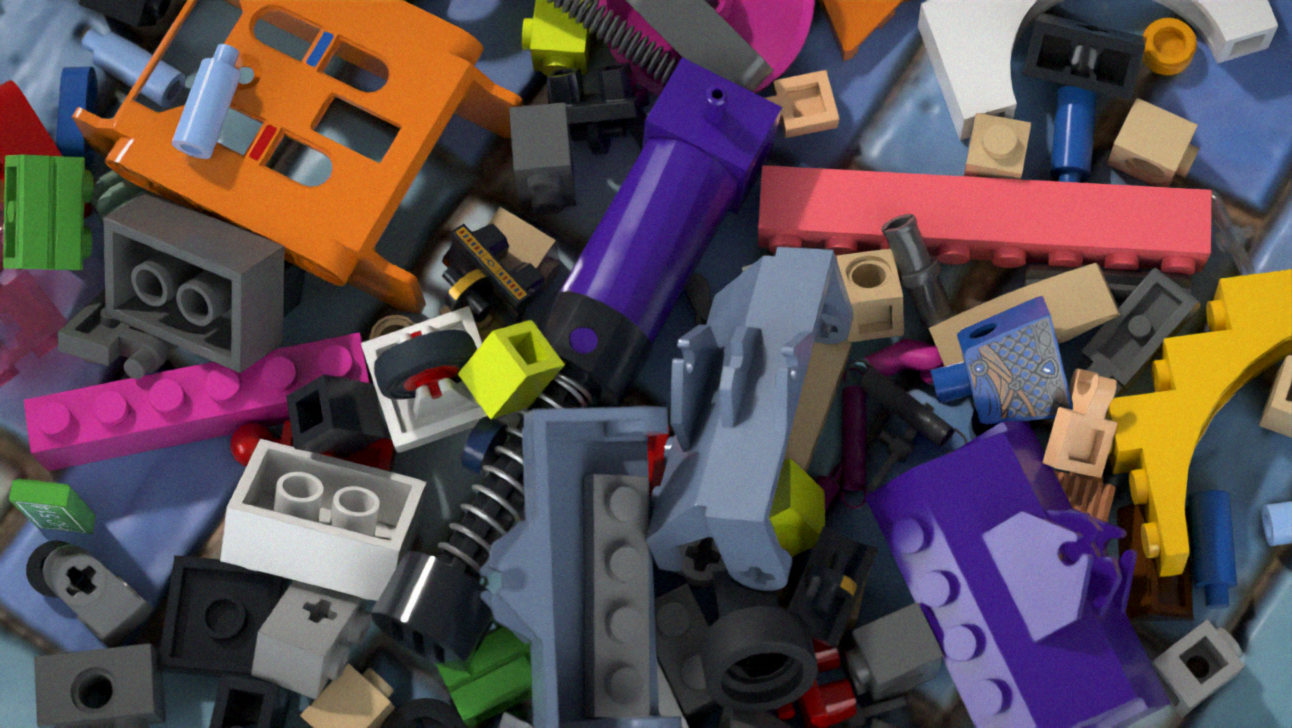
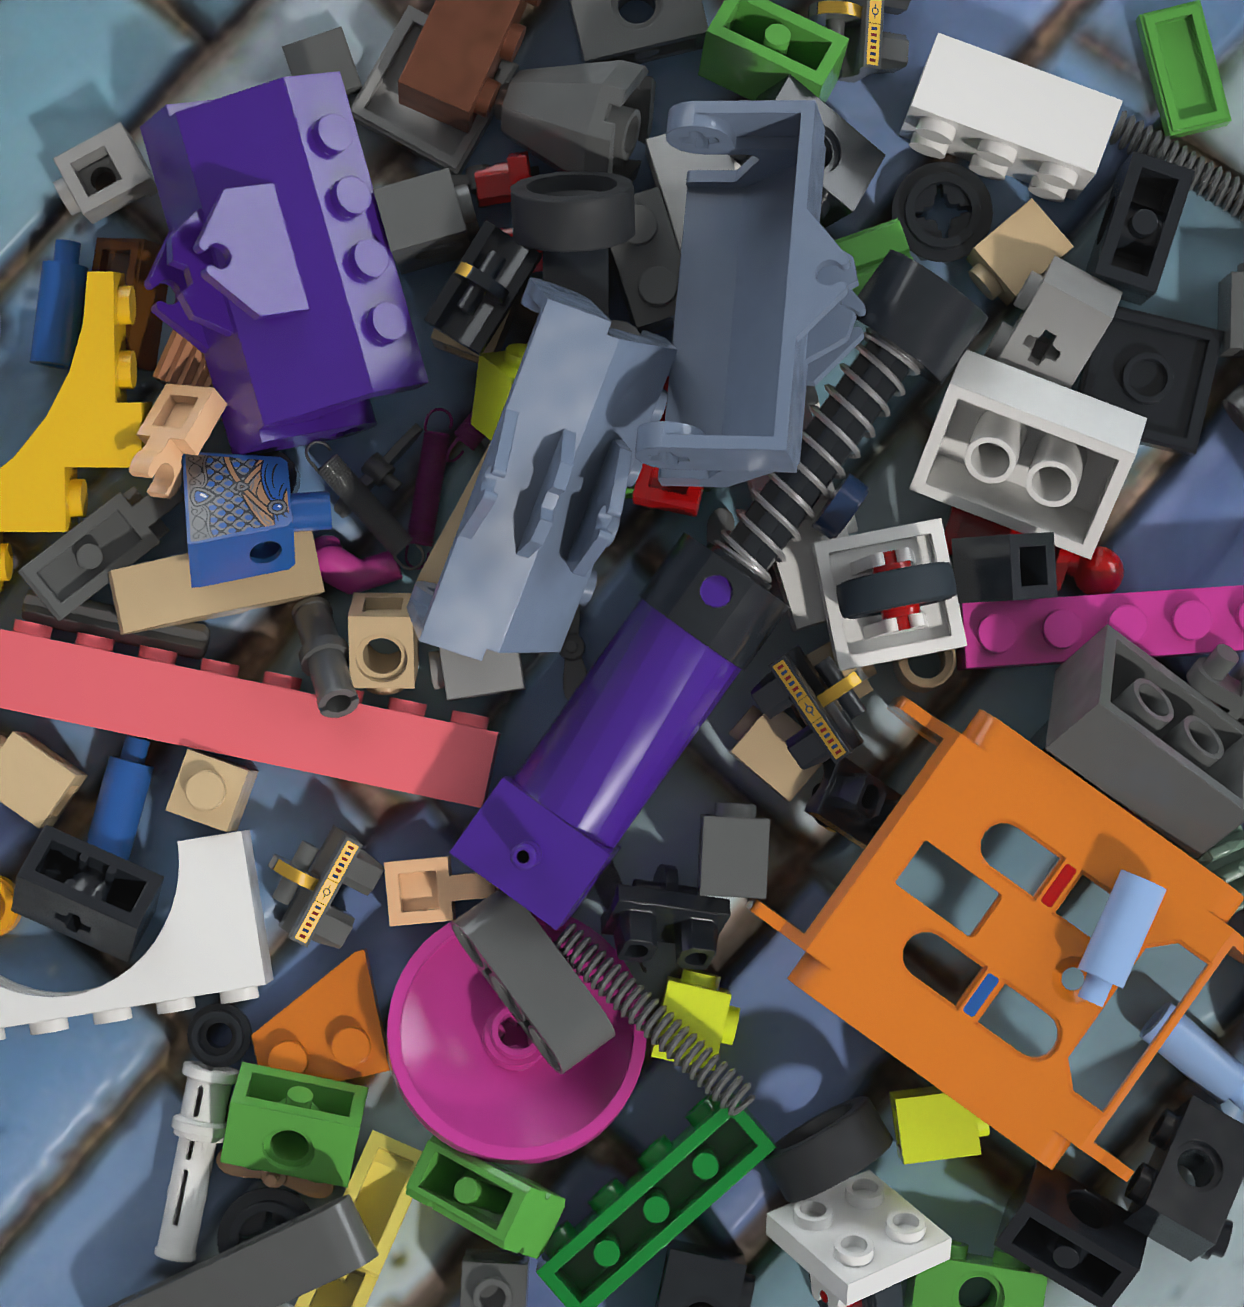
camera: 175 degrees left, 15 degrees up
(433, 211) = (851, 801): none -> black hips
(511, 369) = (801, 565): neon yellow brick -> none
(616, 596) = (717, 298): light grey plate -> none
(895, 98) = (311, 911): none -> dark grey hips

